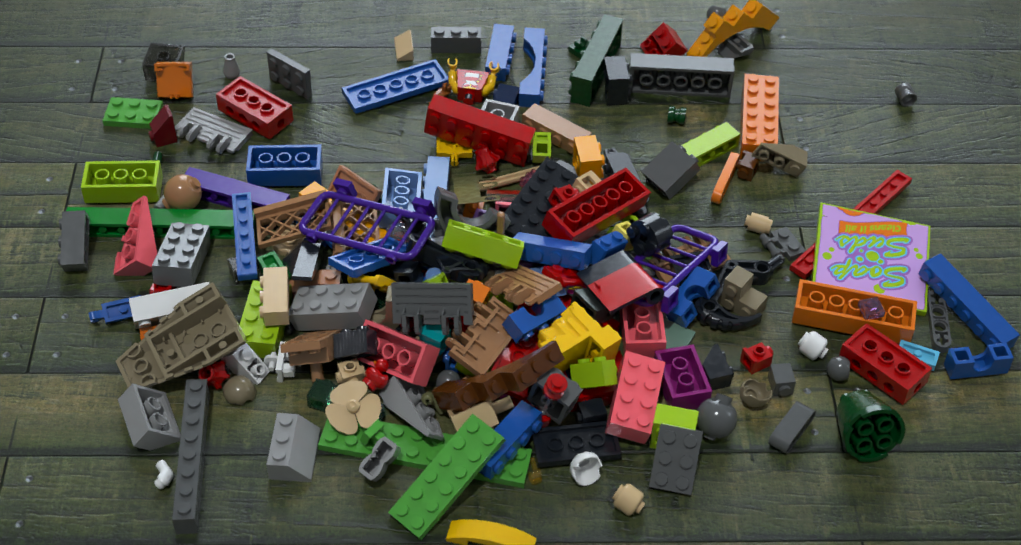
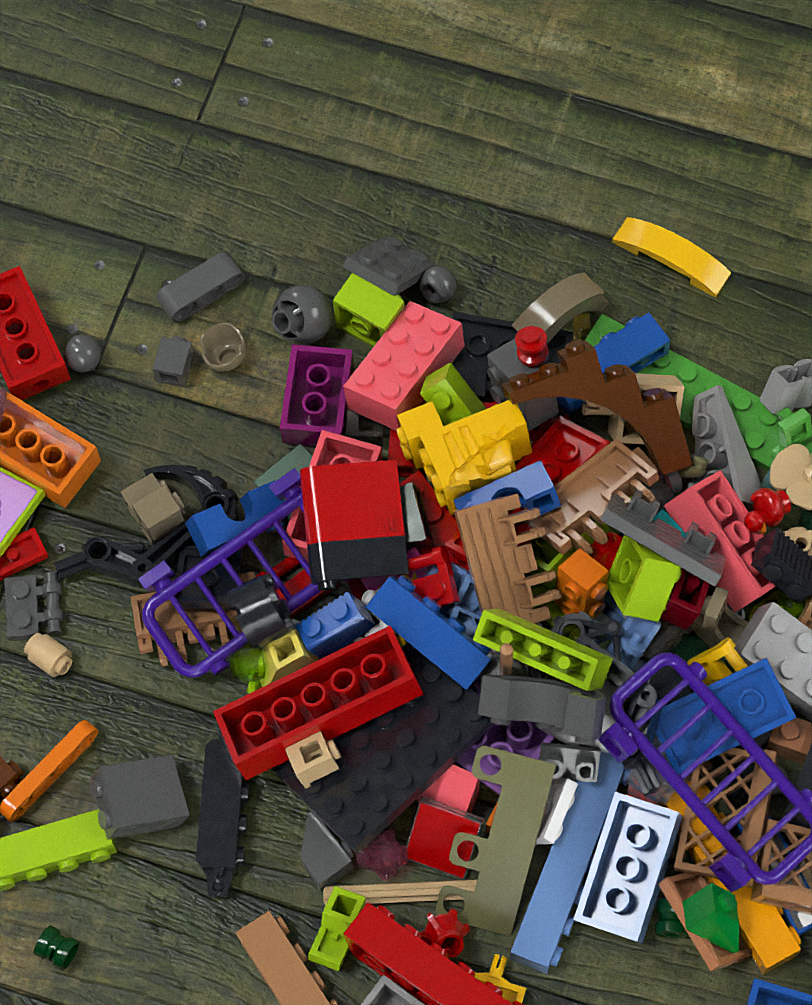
camera: 155 degrees left, 20 degrees up
(350, 173) = (713, 916): none -> green slope
(446, 476) = (708, 327): bright green plate -> none
(546, 464) = (562, 304): none -> dark tan arch
(563, 194) = (362, 738): red brick -> none
(585, 468) = (511, 305): white hair -> none
(588, 156) = (272, 862): light orange brick -> none
(628, 499) = (473, 246): tan head -> none
(639, 467) = (437, 284): none -> dark grey piece
(717, 369) = (260, 406): black slope -> none
(756, 357) = (192, 417): red brick -> none
(813, 345) = (97, 402): white head -> none
(868, 425) = (105, 241): dark green cone -> none

